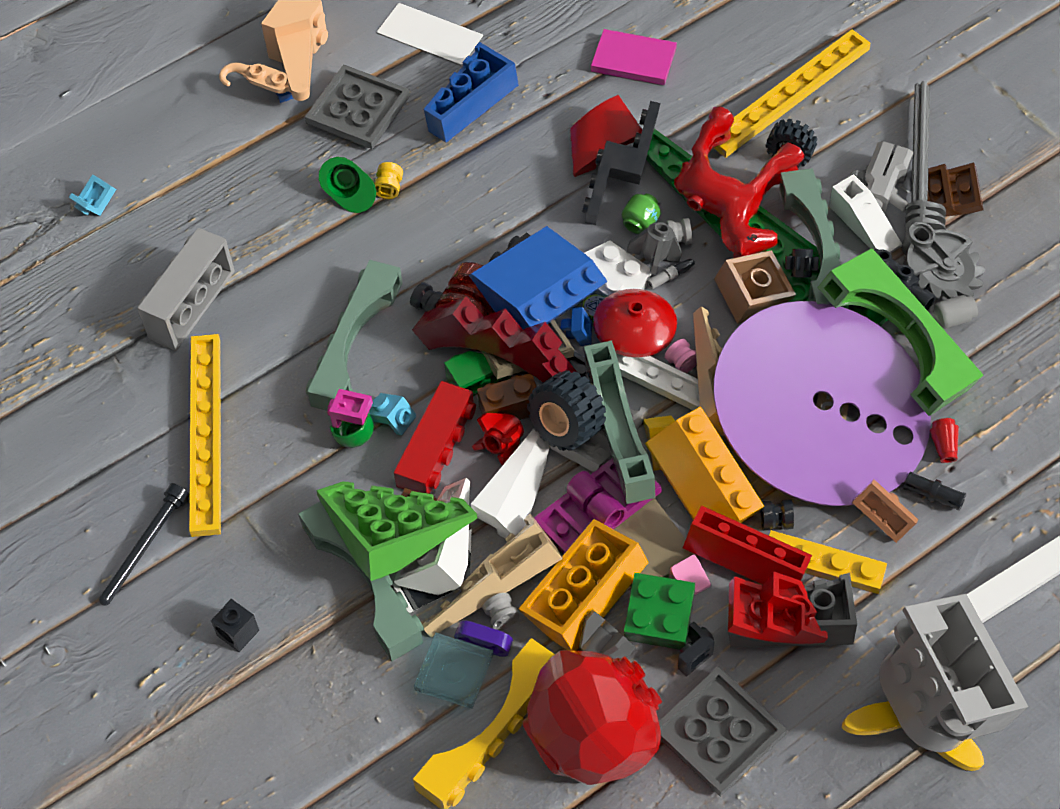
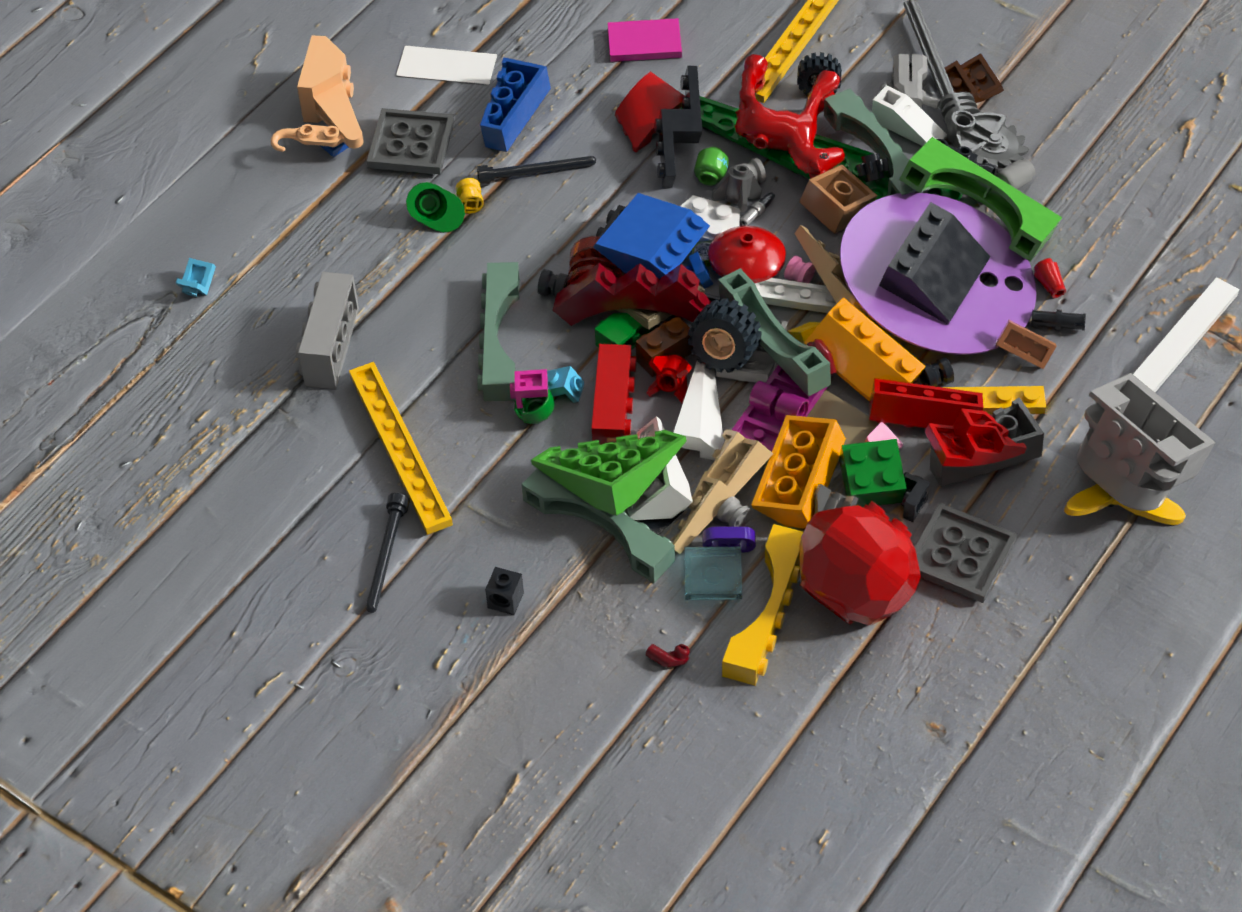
camera: 20 degrees left, 5 degrees down
(369, 754) = (671, 658): none -> dark red arm
(415, 162) = (488, 174): none -> black piece
(659, 463) = (823, 349): none -> dark red arm
(819, 394) = (936, 264): none -> black slope

